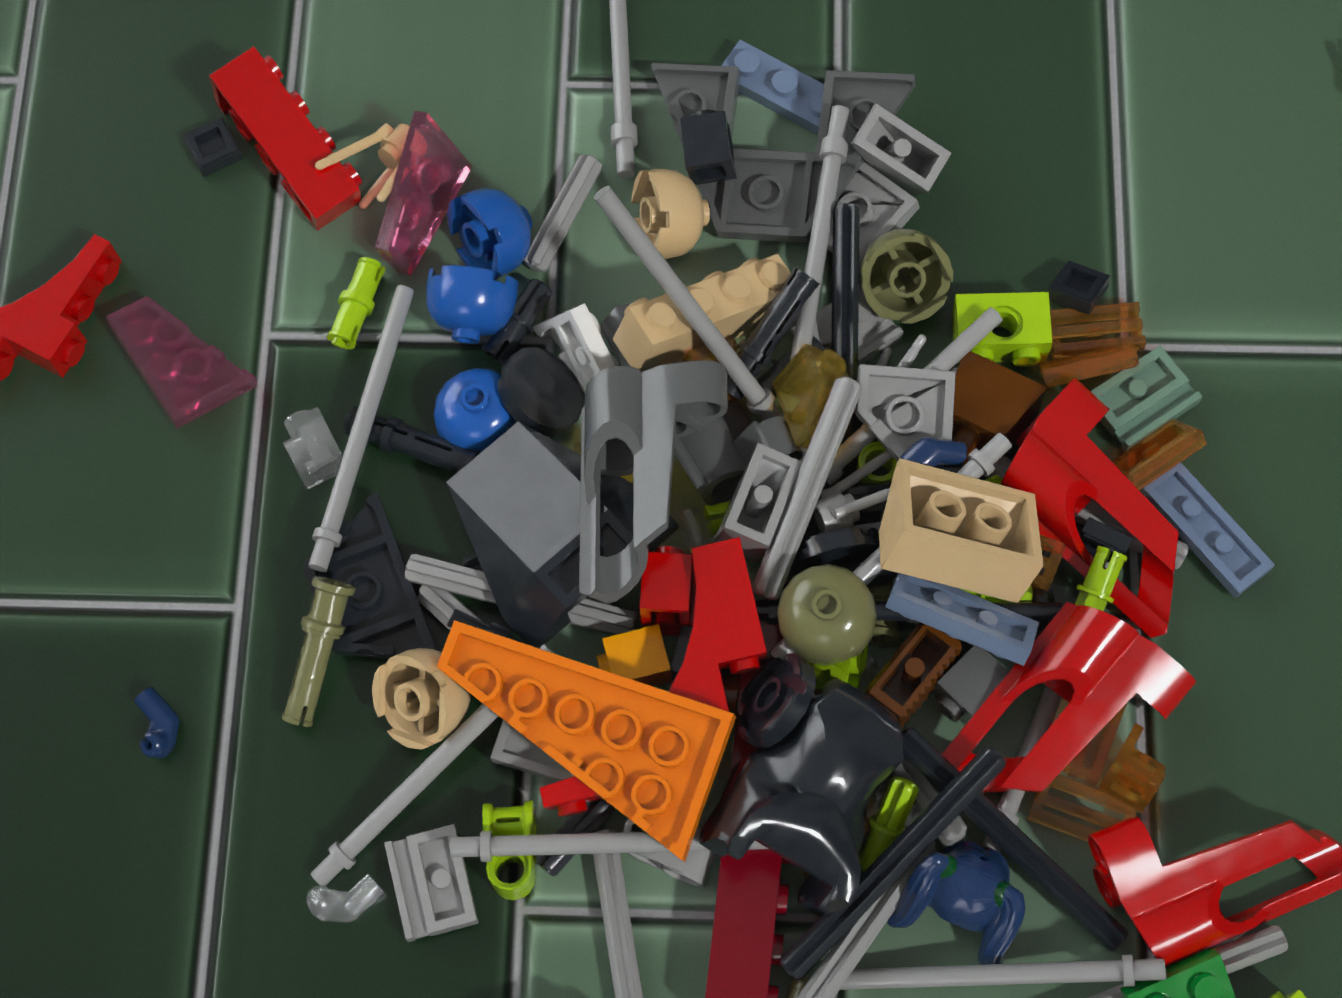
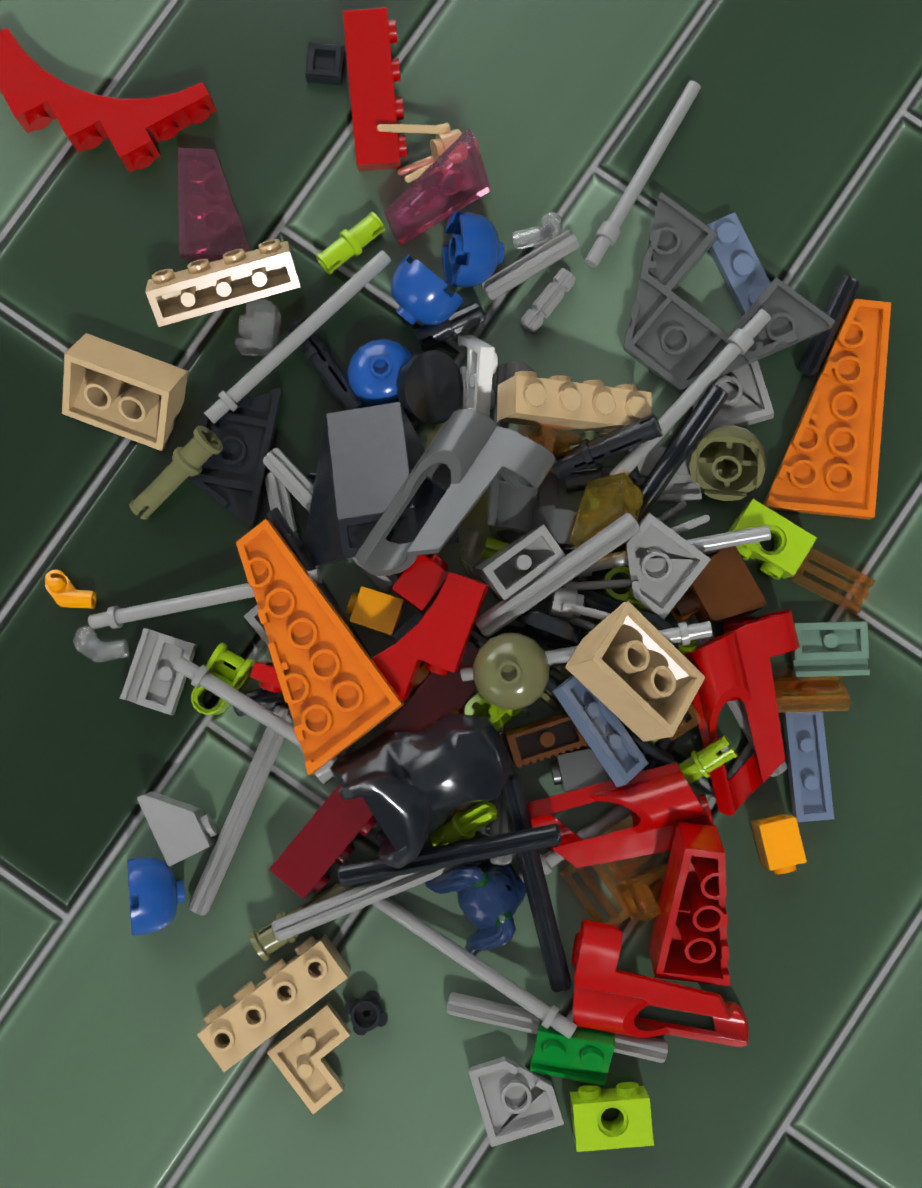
camera: 30 degrees right, 15 degrees up
(163, 724) = (54, 459): dark blue arm -> none
(199, 604) = (122, 391): none -> tan slope
(244, 420) = (222, 283): none -> tan brick
(266, 866) = (66, 594): none -> light orange arm
(418, 698) = (217, 555): tan cylinder -> none
(552, 178) = (540, 234): none -> clear arm
(603, 246) = (548, 300): none -> light grey axle
(670, 210) = (598, 314): tan cylinder -> none
(708, 147) = (656, 282): black brick -> none
(760, 399) = (571, 487): light grey bar -> none
(775, 701) = (439, 708): black tile -> none
(900, 151) = (786, 371): light grey slope -> none
(907, 62) = (836, 309): none -> black axle
(935, 451) = (653, 604): dark blue arm -> none
(999, 192) = (838, 440): none -> orange wing
(1078, 287) = (841, 544): black tile -> none
(1089, 364) = (809, 604): clear orange tile -> none
(1099, 534) = (732, 728): black tile -> none
(1210, 770) = (692, 928): none -> red wedge
(1236, 628) = (779, 843): none -> light orange brick

